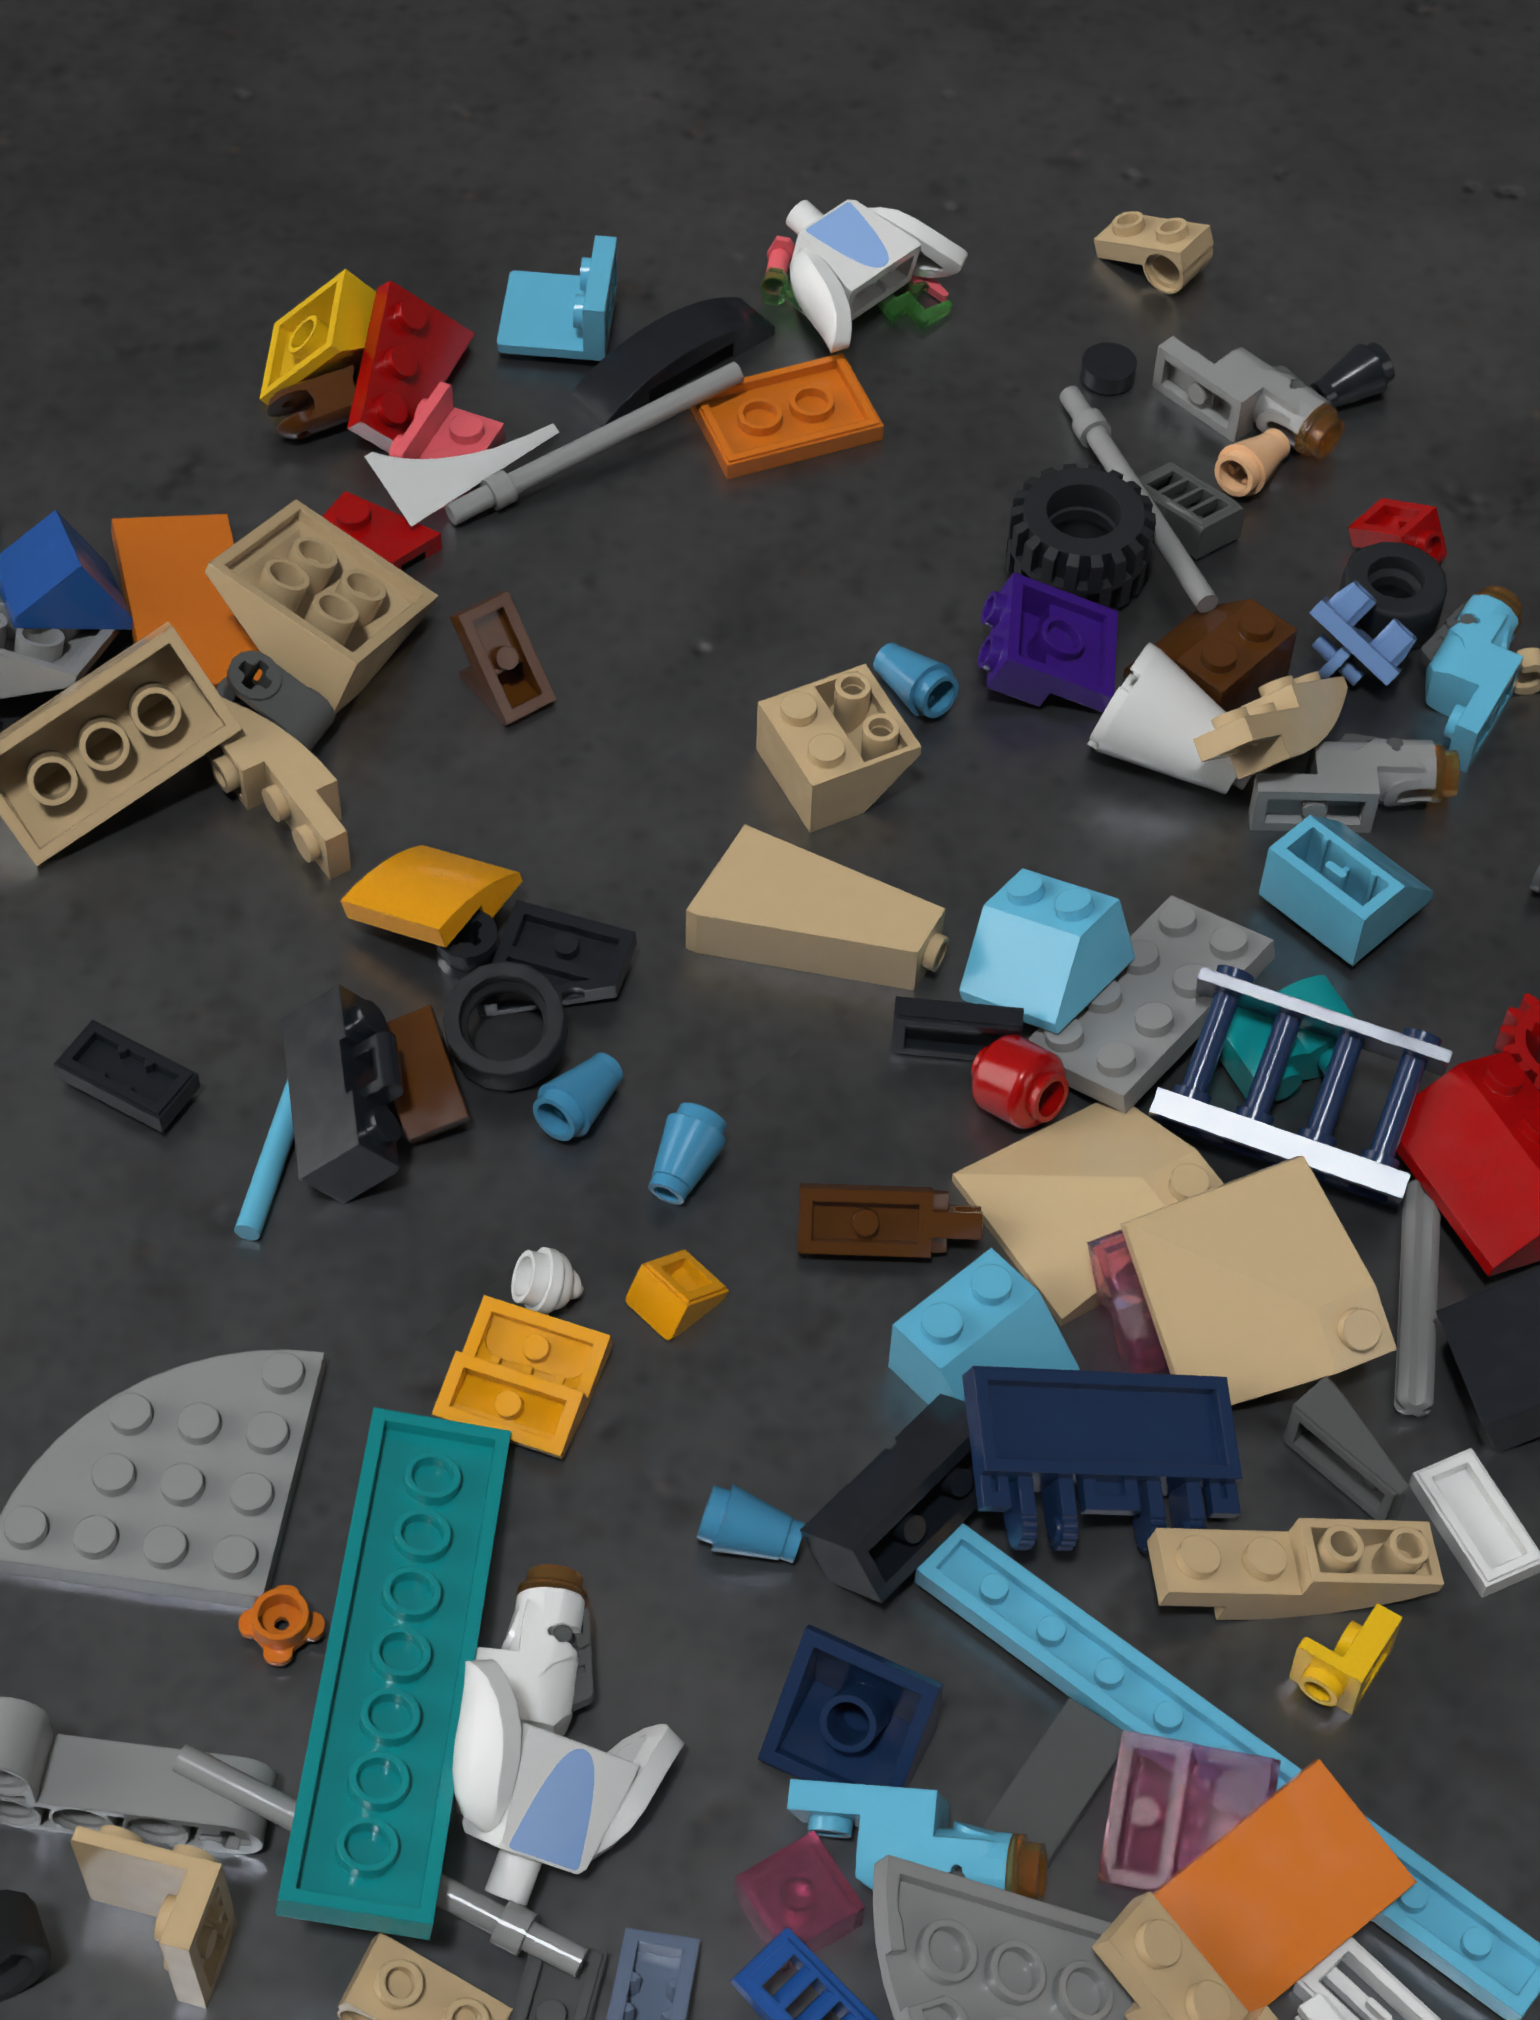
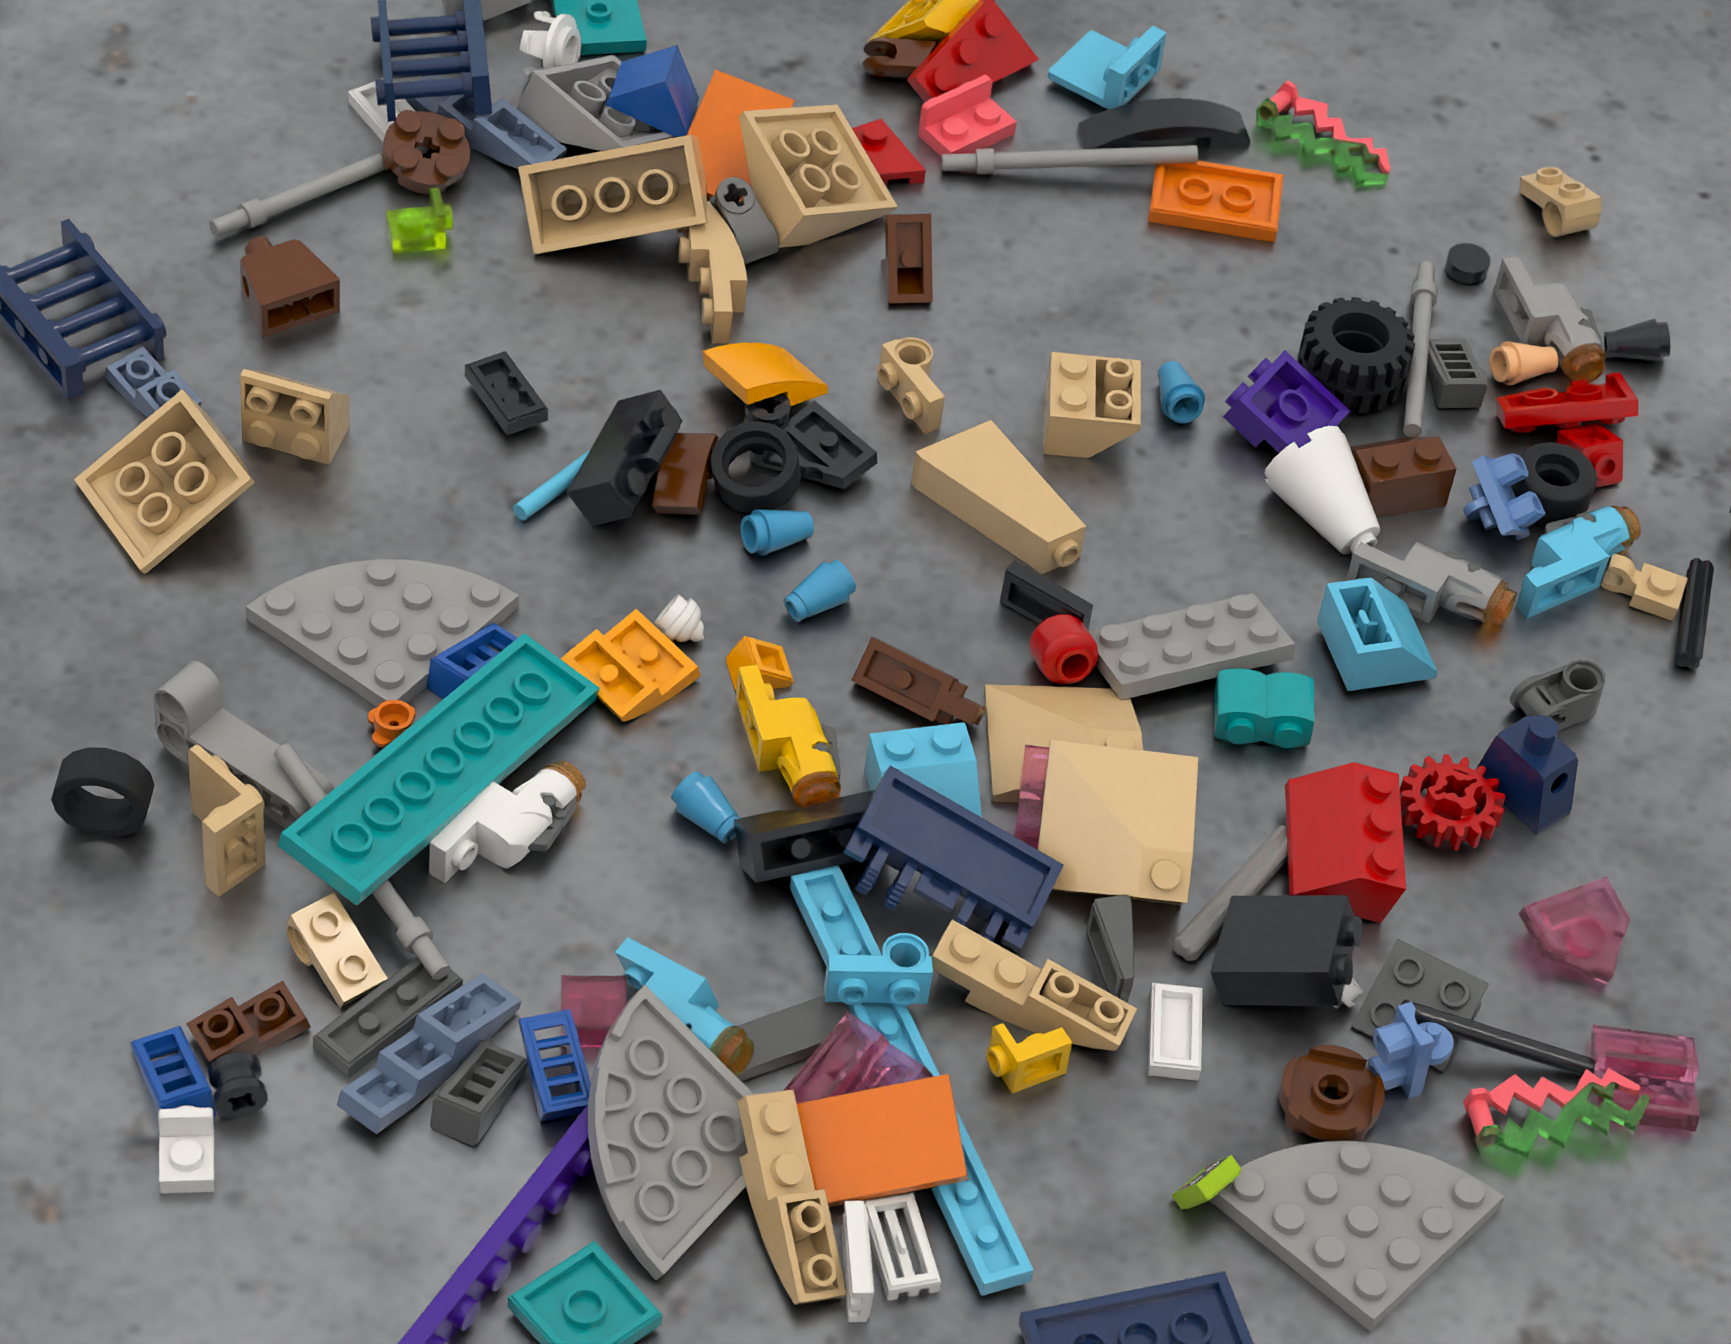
camera: 25 degrees right, 5 degrees down
(317, 1517) = (465, 658): none -> blue slope
(429, 484) = (934, 135): white sticker -> none
(544, 1792) = (476, 867): white torso -> none
(593, 810) = (906, 374): none -> tan plate
(787, 1374) = (789, 738): none -> yellow plate
(851, 1715) = (695, 927): dark blue slope -> none
(859, 258) = (1331, 117): white torso -> none
(1046, 949) = (1137, 579): medium azure slope -> none
(1109, 1675) = (896, 976): none -> medium azure plate
(1250, 1128) = (1227, 775): dark blue fence -> none
(1277, 726) = (1392, 518): tan slope -> none
(1342, 488) = (1581, 402): none -> red wing

